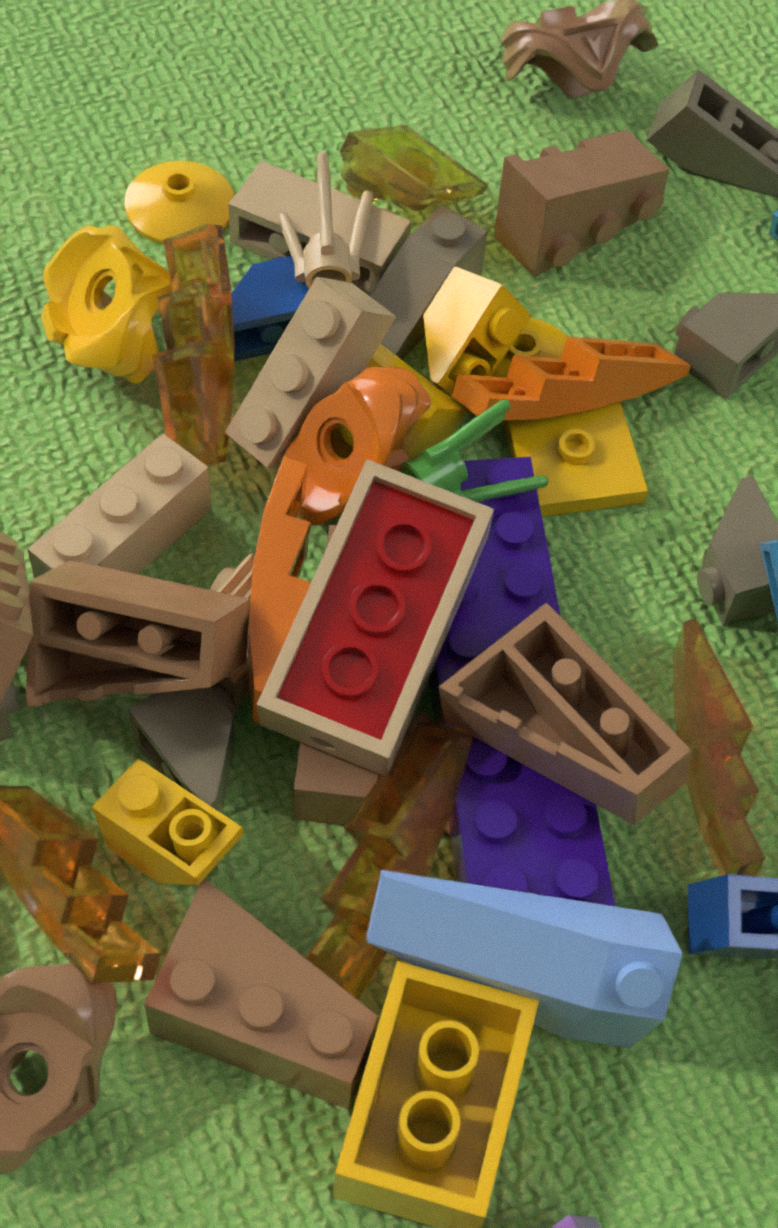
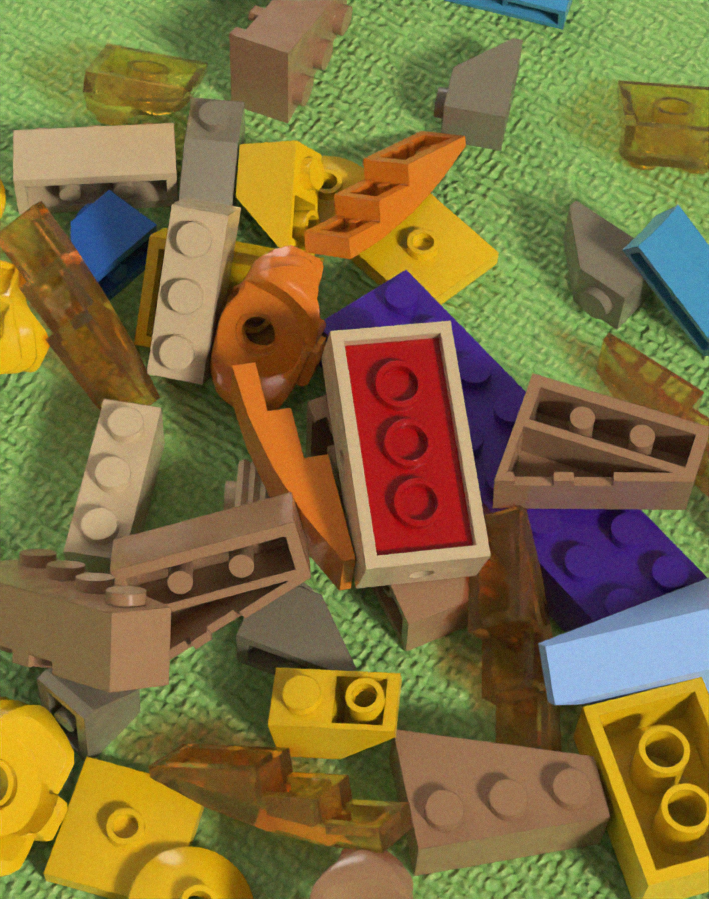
camera: 30 degrees left, 0 degrees up
(327, 252) = (137, 185): tan plant -> none
(445, 468) = (360, 309): bright green plant -> none

